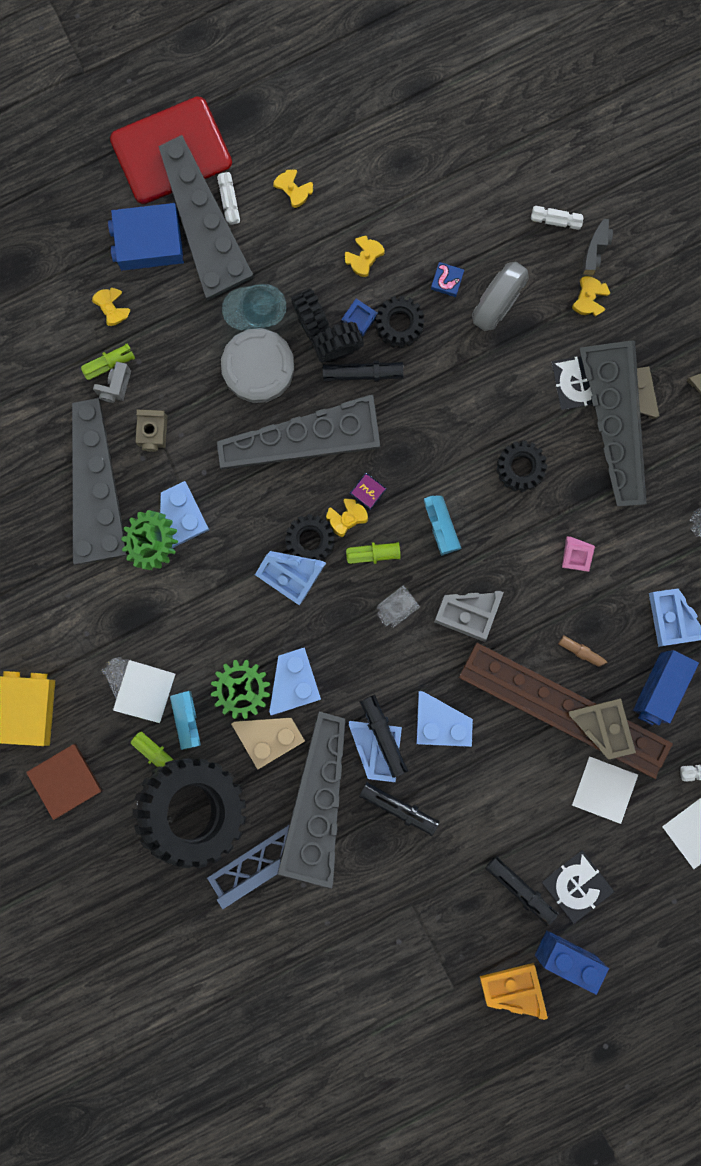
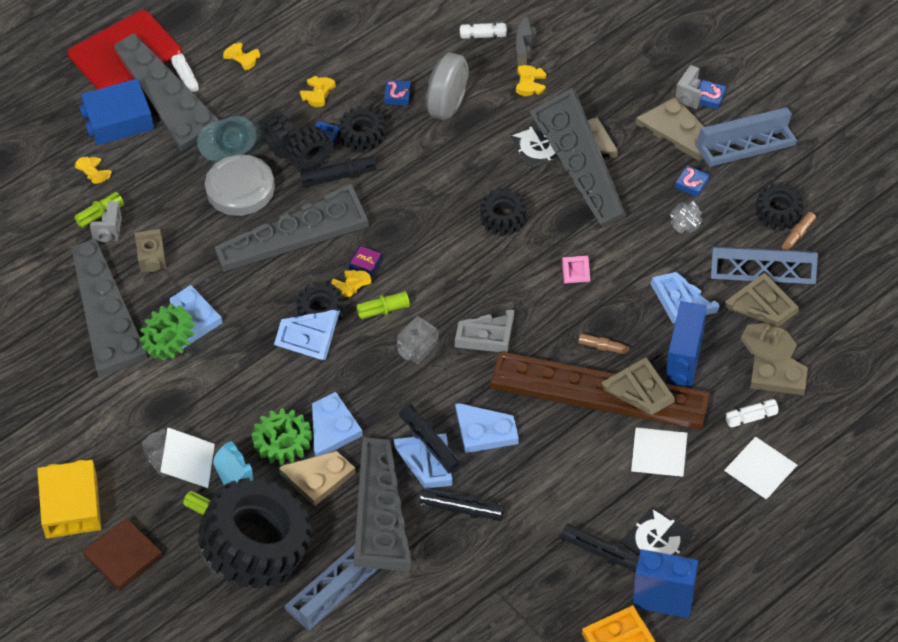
camera: 10 degrees left, 30 degrees down
(442, 525) = (443, 273): medium azure slope -> none

